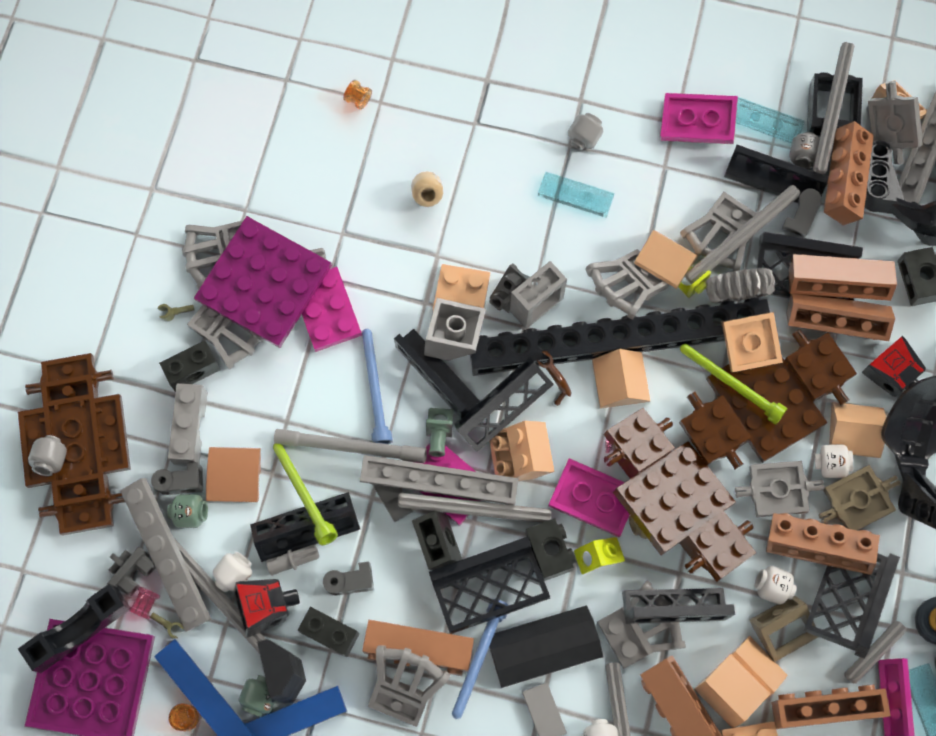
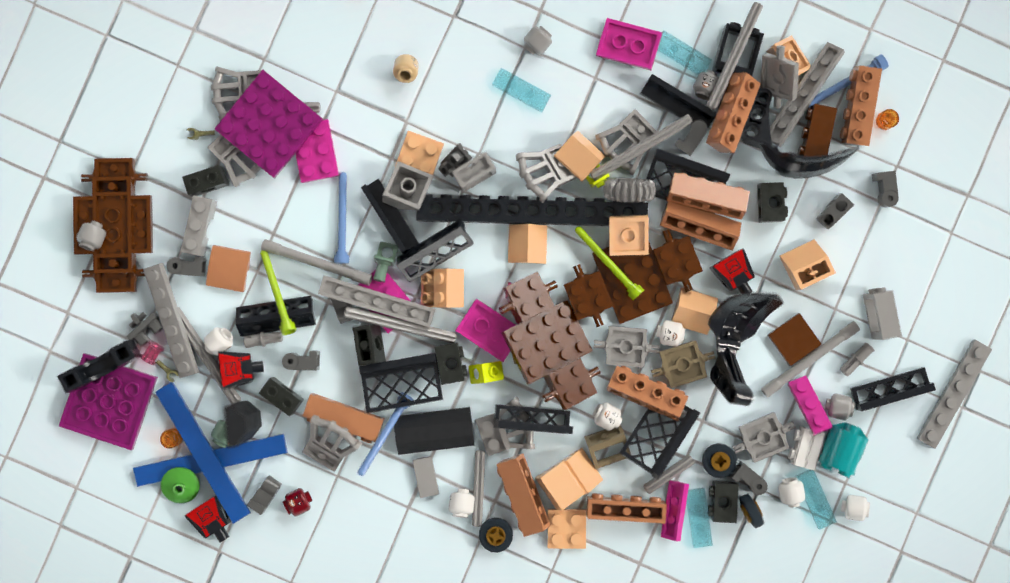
camera: 10 degrees right, 15 degrees up
(188, 511) = (191, 291): sand green head -> none
(557, 377) = (478, 237): reddish brown piece -> none

